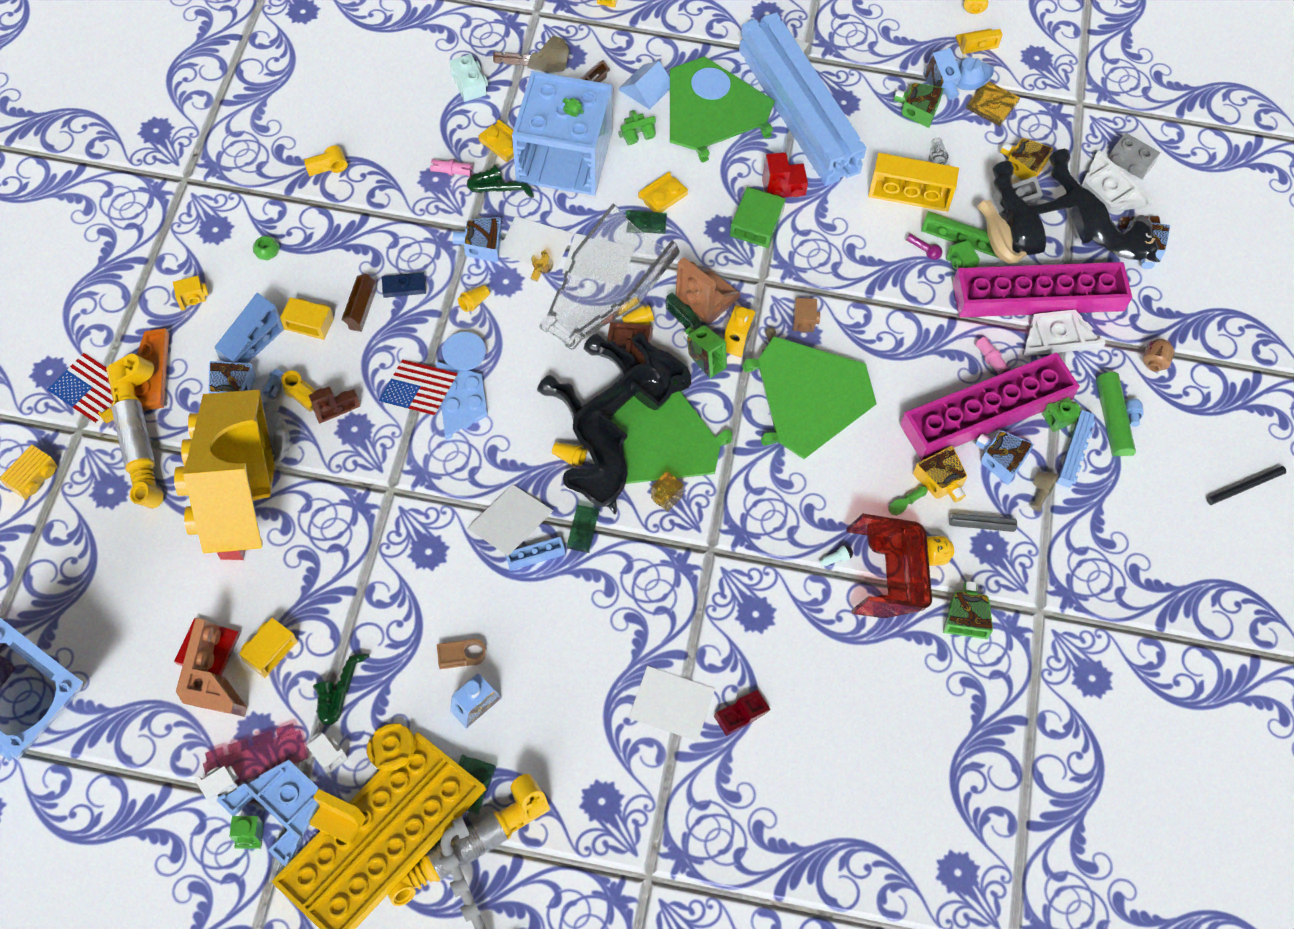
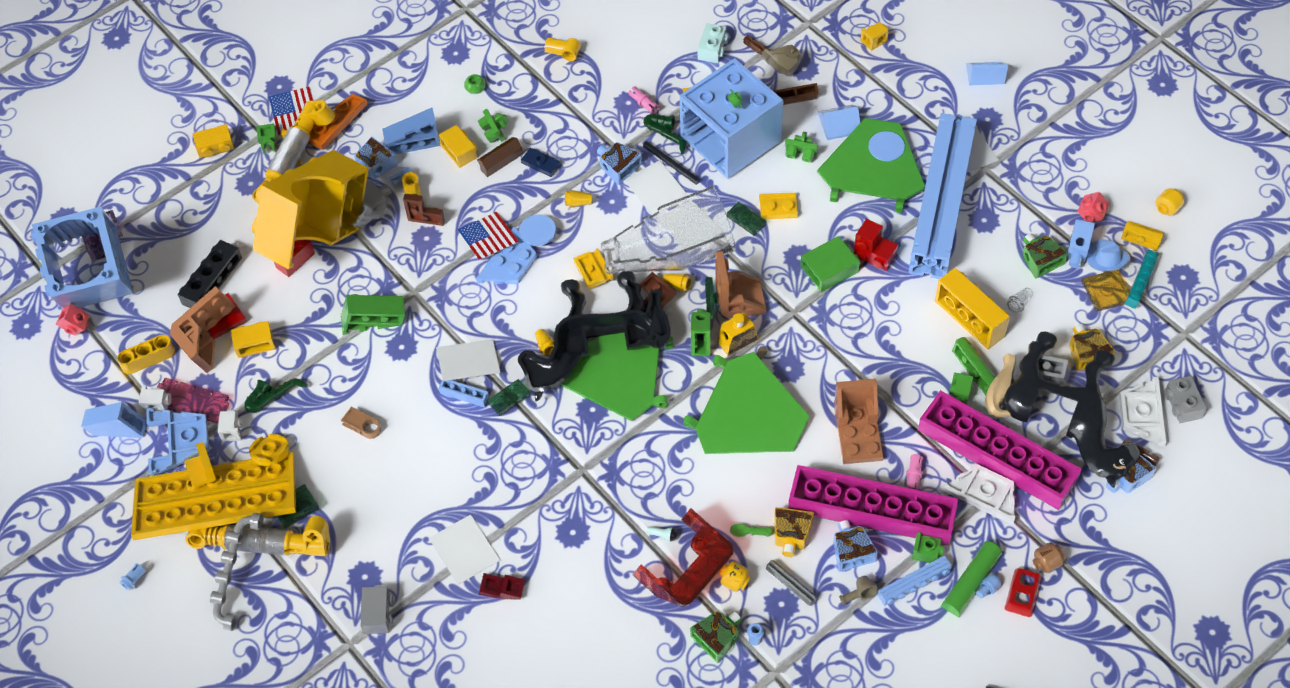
camera: 45 degrees right, 5 degrees down
(40, 765) = (73, 319): none -> coral brick
(86, 430) = (267, 136): none -> bright green plate
(161, 756) = (146, 354): none -> yellow beam
(165, 647) = (210, 273): none -> black brick
(190, 291) = (401, 84): yellow brick -> none
(190, 840) = (114, 421): none -> light blue slope
(246, 832) = (146, 439): bright green brick -> none
(332, 282) = (495, 124): none -> bright green hips
(370, 536) = (371, 311): none -> bright green wedge
(474, 699) = (342, 455): light blue torso -> none
(502, 209) = (694, 179): none -> black bar
(540, 266) = (644, 204): clear yellow piece -> none
(549, 355) = (592, 268): none -> yellow plate
(648, 824) = (375, 610): none -> light grey brick
(667, 491) = (584, 409): clear yellow brick -> none
(805, 315) = (798, 354): medium nougat brick -> none
(903, 340) = (857, 421): none -> nougat bracket
(925, 38) = (1093, 207): none -> coral brick
(932, 251) = (945, 371): magenta bar -> none
(1001, 587) = (755, 633): none -> light blue pin
(1013, 76) = (1141, 278): none -> teal piece
(1154, 399) = (1015, 586): none -> red piece

